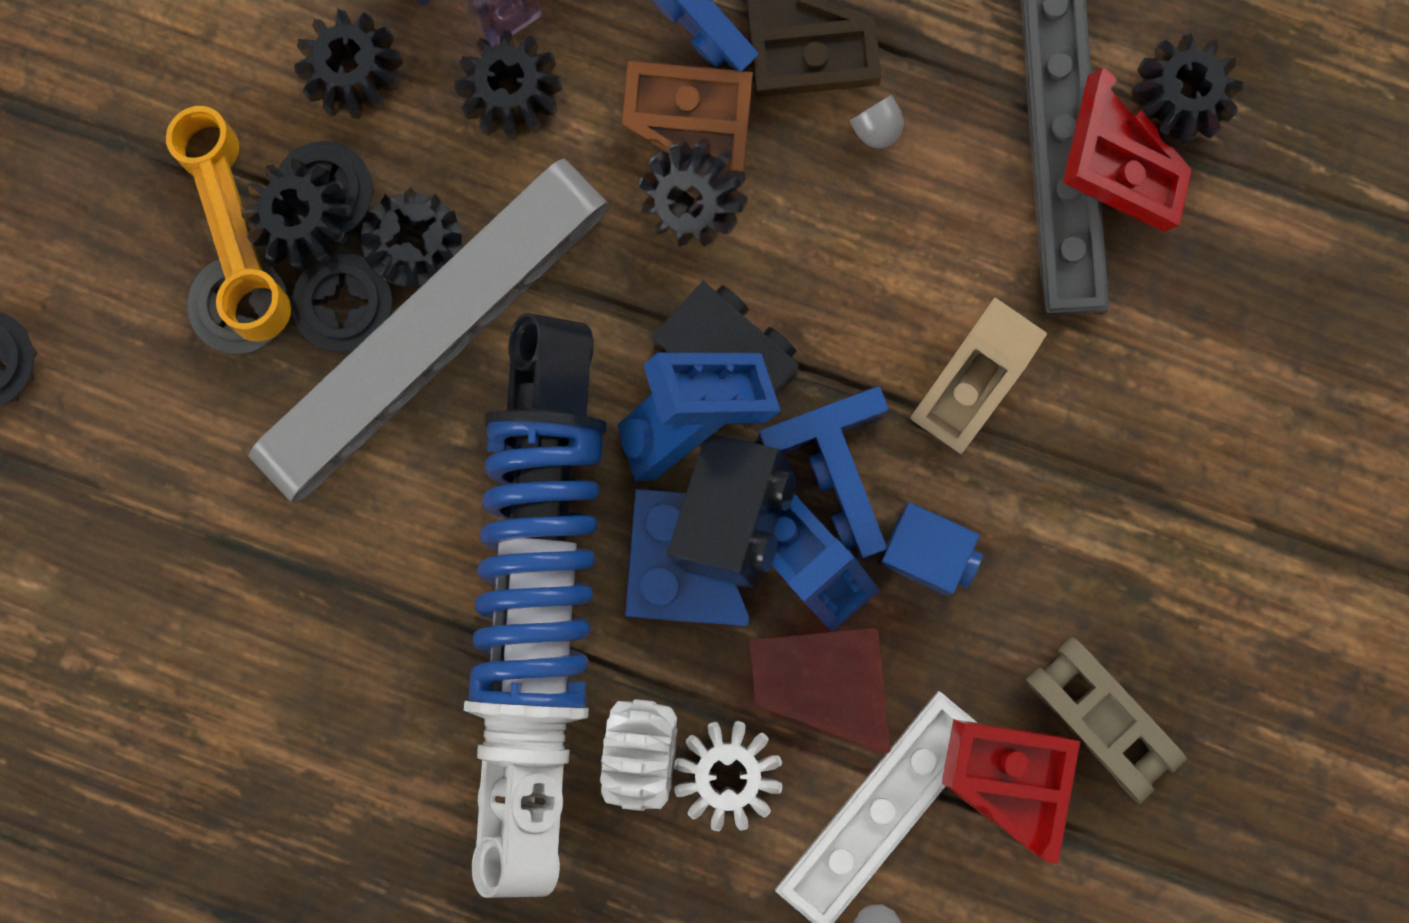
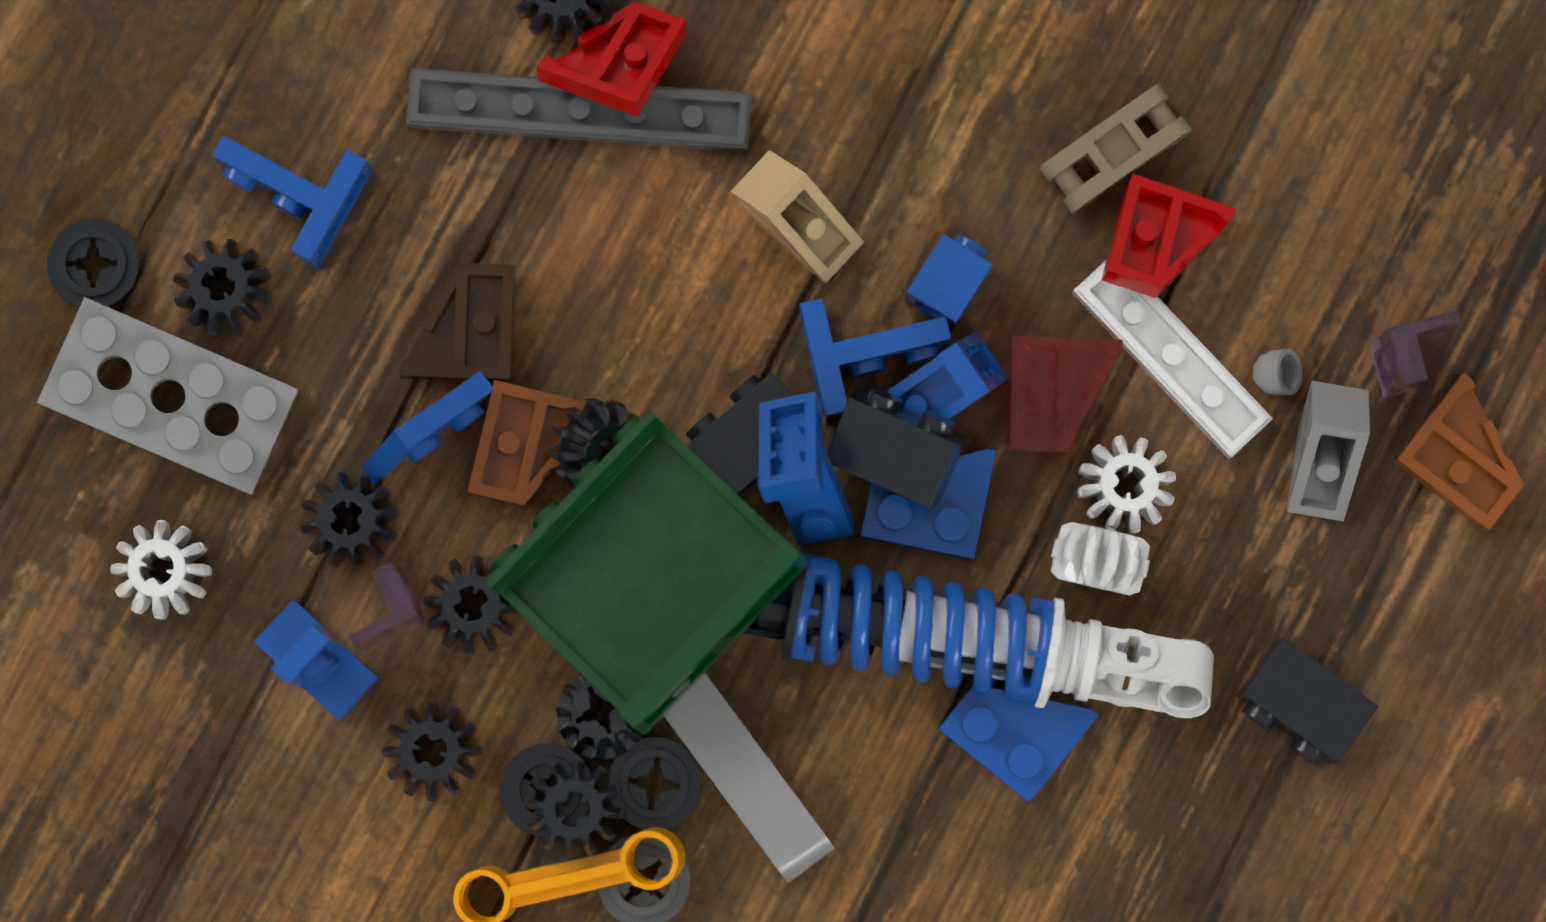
camera: 90 degrees left, 0 degrees up
(429, 688) = (1015, 738): none -> blue wing
(557, 251) = (646, 571): none -> dark green panel
(880, 124) = (552, 273): light grey hinge -> none

